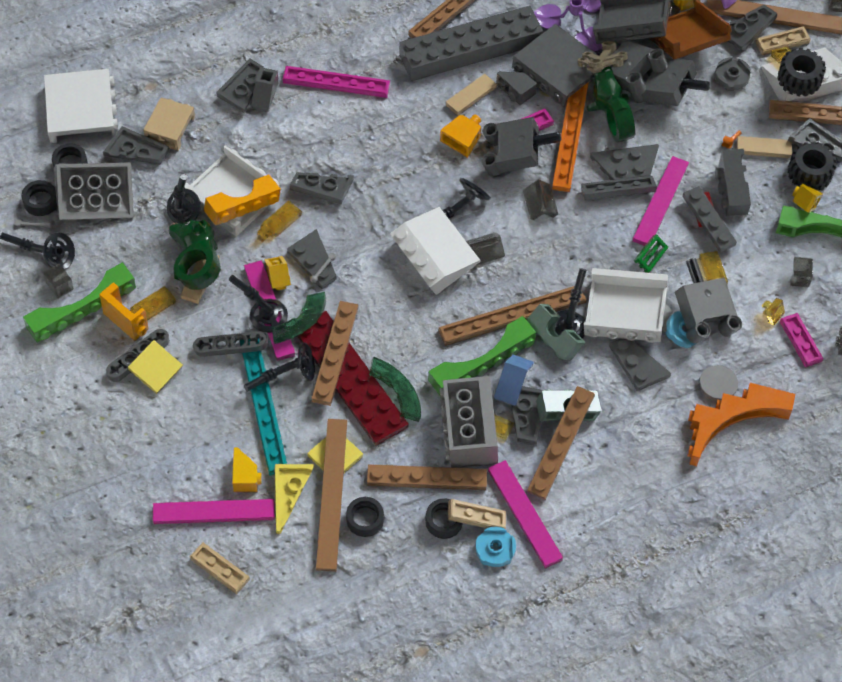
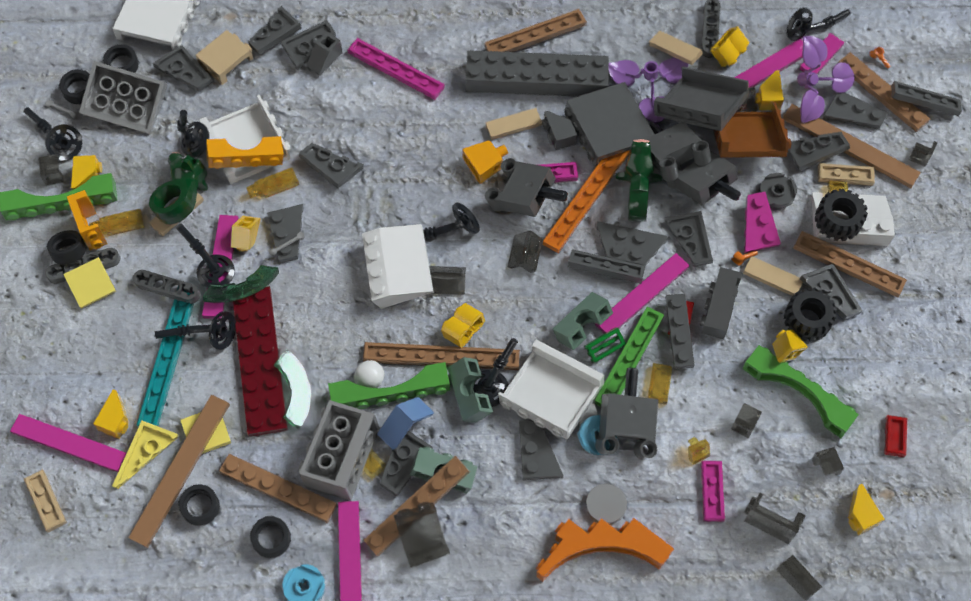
camera: 25 degrees right, 5 degrees up
(92, 269) = (83, 169): none -> yellow slope
(119, 351) = (69, 255): none -> black tyre
(204, 84) = (278, 29): none -> dark grey wing
(335, 353) = (253, 332): medium nougat plate -> none
(457, 351) = (369, 374): none -> white hair
(476, 514) = (300, 547): tan tile -> none
(519, 280) = (462, 325): none -> yellow brick
(577, 463) = (421, 534): none -> clear smoke panel
(597, 63) = (650, 134): dark tan plant -> none
(625, 227) = (591, 309): none -> sand green arch
(677, 253) = (631, 353): none -> bright green plate
(679, 136) = (692, 237): none -> dark grey wing
(734, 109) = (760, 225): none -> dark pink wing

